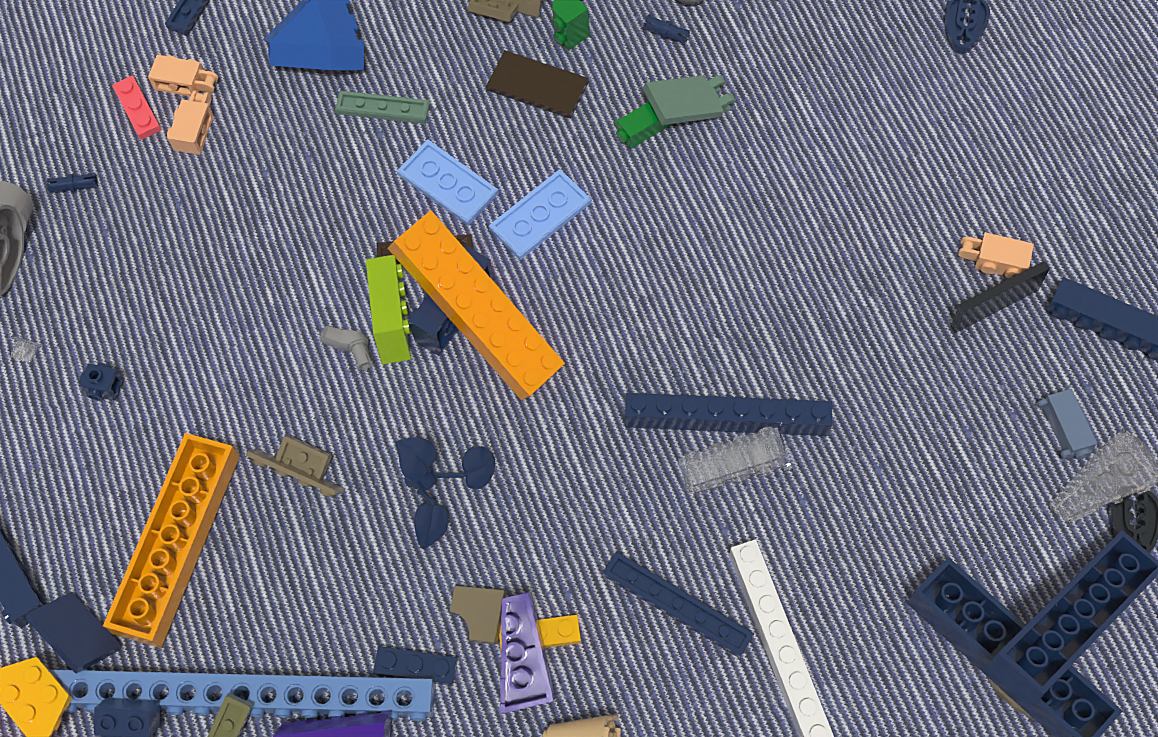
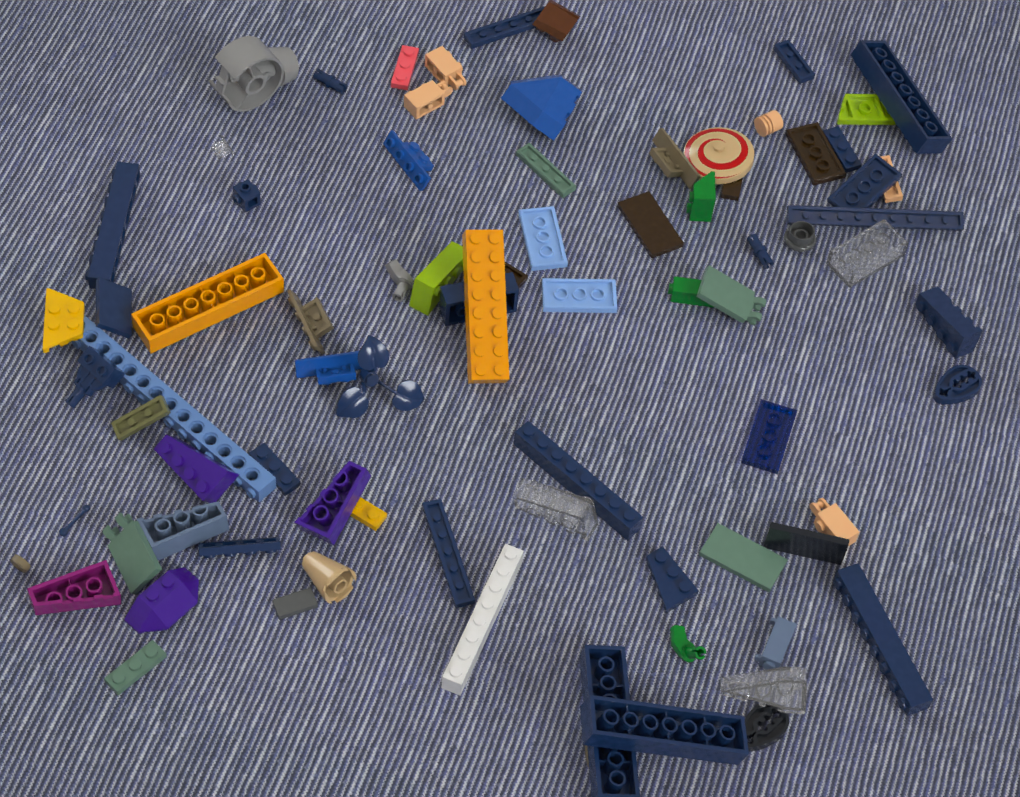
camera: 30 degrees right, 10 degrees down
(237, 203) = (410, 159): none -> blue bracket
(372, 501) = (329, 368): none -> blue bracket
(480, 610) = (333, 462): dark tan tile -> none
(853, 214) = (769, 436): none -> clear blue tile
(911, 443) = (671, 581): none -> dark blue wing
(950, 360) = (743, 557): none -> sand green tile
(992, 504) = (683, 647): none -> green arm

